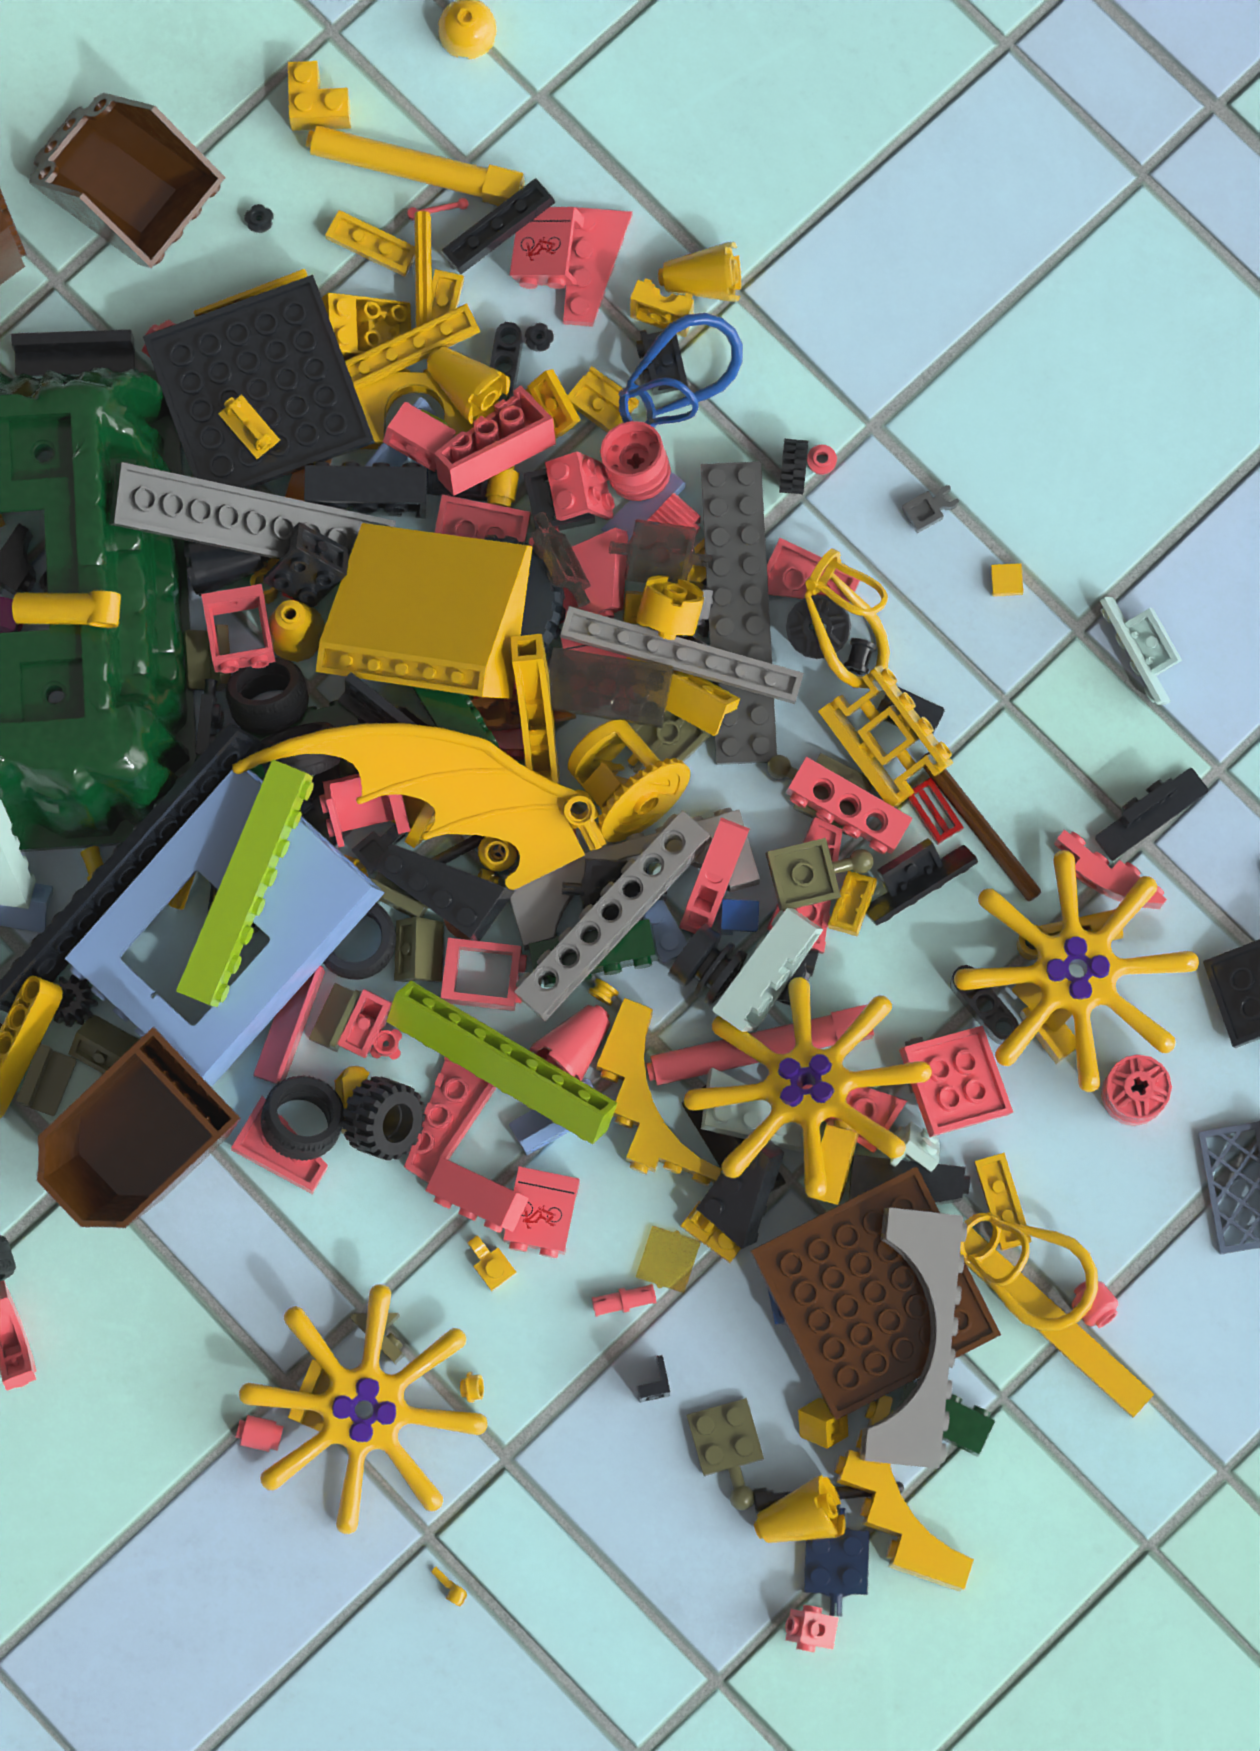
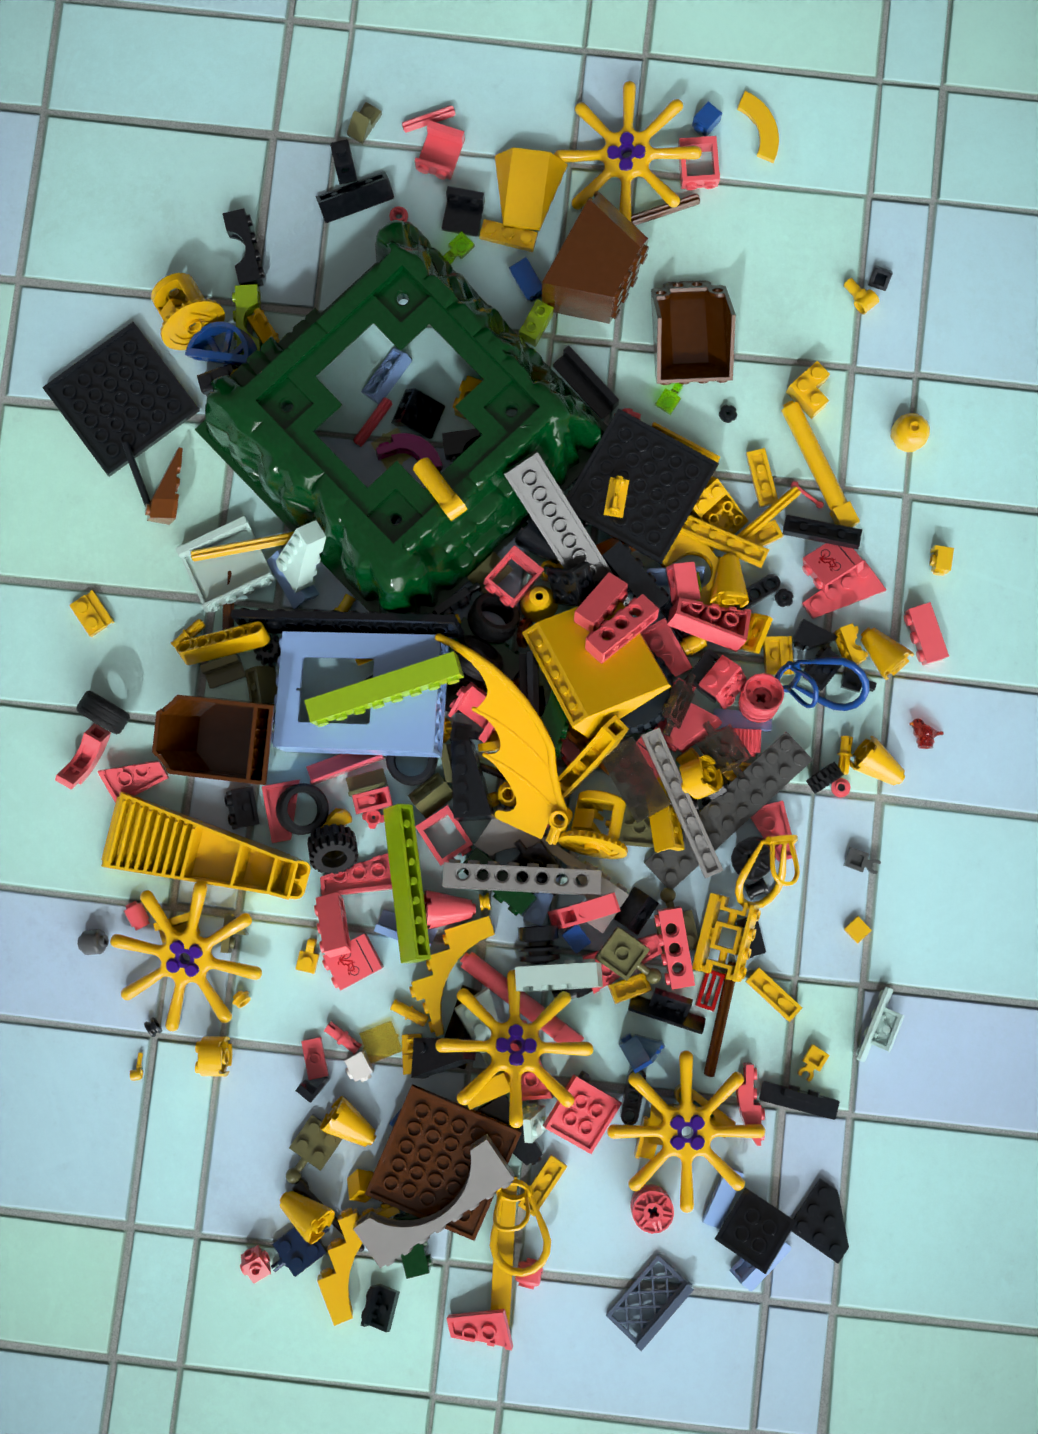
camera: 55 degrees right, 5 degrees up
(86, 1302) = (133, 778): none -> coral wing
(181, 272) = (668, 399): none -> clear neon green plate
(210, 1316) = (176, 846): none -> yellow brick
(236, 1195) = (241, 807): none -> black bracket
(246, 1514) = (93, 942): none -> dark grey head
(321, 681) = (524, 624): none -> copper gear
(362, 548) = (601, 602): none -> coral brick
(415, 1525) = (153, 1027): none -> black bush
(419, 588) = (632, 626): none -> coral brick
(514, 1473) = (213, 1056): none -> yellow brick
(612, 343) = (811, 636): none -> black slope
(620, 1356) = (314, 1058): none -> coral plate
(650, 119) = (941, 559): none -> yellow brick
(661, 1194) = (409, 1013): none -> yellow axle
(676, 1308) = (359, 1067): none -> white brick
(709, 340) = (852, 682): none -> black plate
(723, 210) = (925, 634): none -> coral brick
(733, 1375) = (348, 1124): none -> yellow cone
(767, 818) = (636, 910): none -> black panel
(785, 420) = (845, 754): none -> yellow axle
(827, 391) = (877, 762): none -> yellow cone
(840, 310) = (924, 734): none -> clear red animal
(934, 950) = (640, 1050): none -> blue wedge
(989, 1519) = (380, 1307): none -> black bracket
(1001, 740) = (773, 994): none -> yellow plate
(1112, 1411) = (481, 1326): none -> coral wing
(1119, 756) = (814, 1059): none -> yellow plate
(1196, 1006) = (719, 1203): none -> light blue slope

